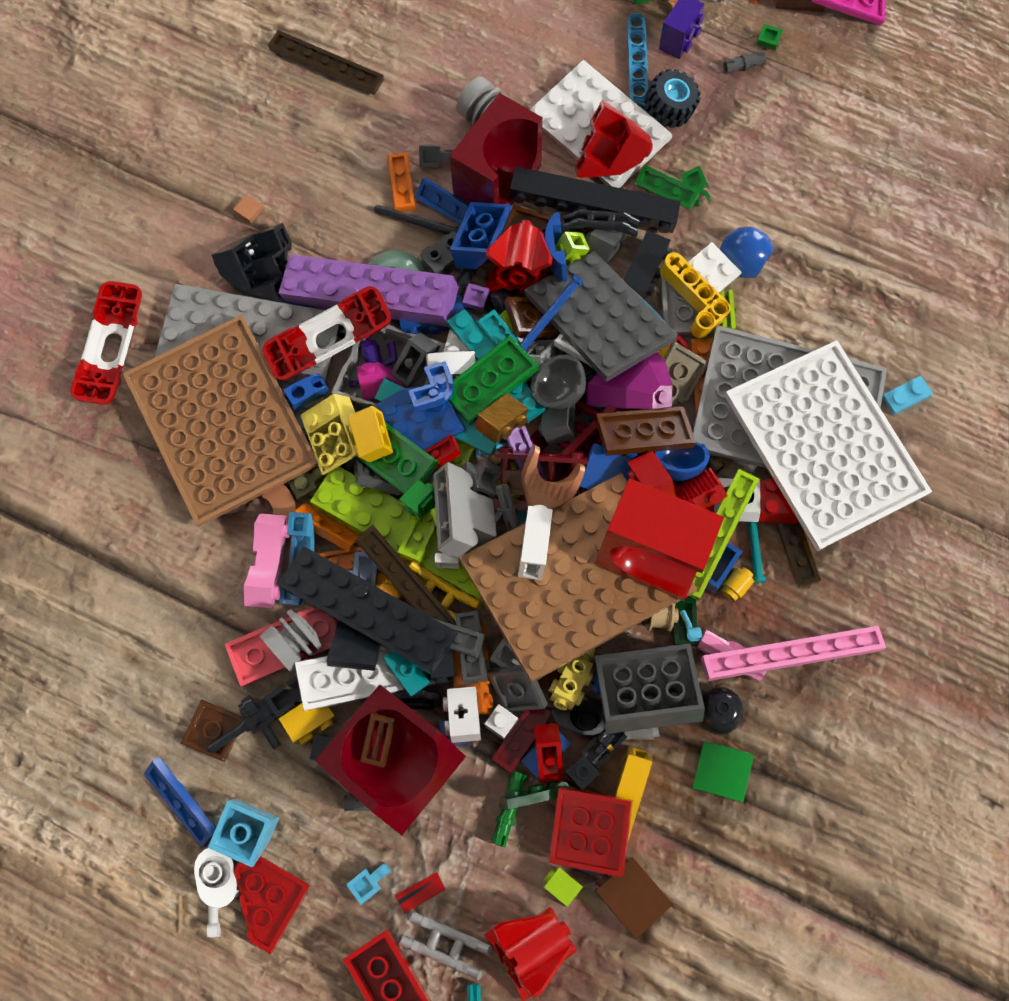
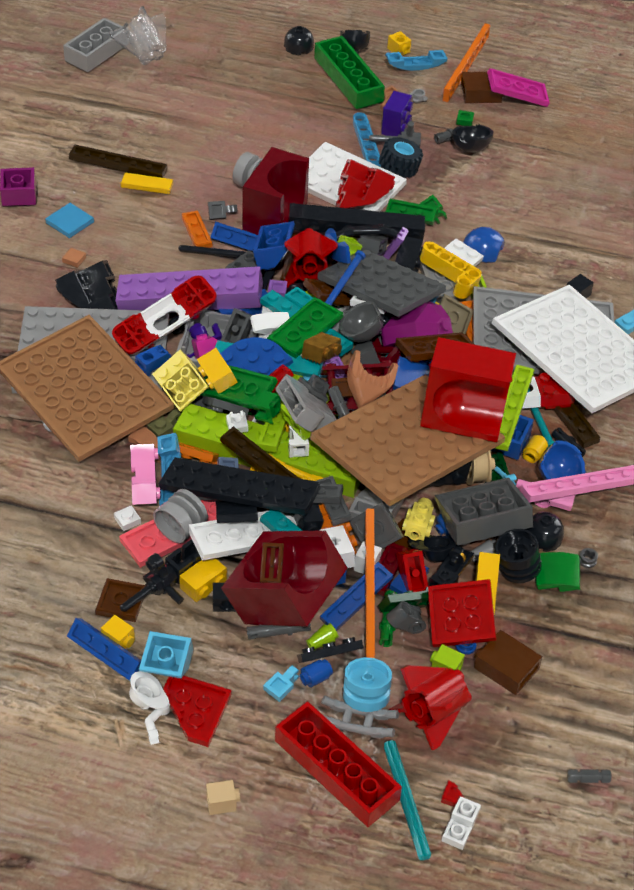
camera: 15 degrees left, 25 degrees down
(197, 92) = (18, 186): none -> magenta brick
(198, 784) = (119, 632): none -> yellow brick
(240, 614) = (127, 518): none -> white plate
(253, 148) = (69, 220): none -> dark azure tile
(355, 99) = (147, 183): none -> yellow tile
(383, 509) = (238, 421): none -> white tile
(409, 875) = (316, 673): none -> blue brick
(420, 892) = (326, 688): red sticker -> none
(428, 824) = (323, 635): none -> lime cone
(431, 848) = (329, 649): none -> black plate
(436, 392) = (264, 332): blue plate -> none
(456, 924) = (367, 684): none -> medium azure wheel
(476, 778) = (354, 598): none -> blue plate
(489, 781) = (369, 585): none -> orange tile
(527, 818) = (406, 618): none -> dark grey piece
(535, 542) = (371, 408): white brick -> none
(634, 244) = (393, 246): none -> medium lavender tile
(676, 738) = (518, 555): none -> black wheel
(689, 64) = (408, 133): none -> dark grey piece
(762, 621) = (561, 460): none -> blue cylinder
(767, 749) = (588, 553): none -> flat silver bush
(770, 74) = (472, 138): none -> black cylinder
(780, 580) = (562, 436): none -> black pin
(851, 337) = (582, 285): none -> black brick

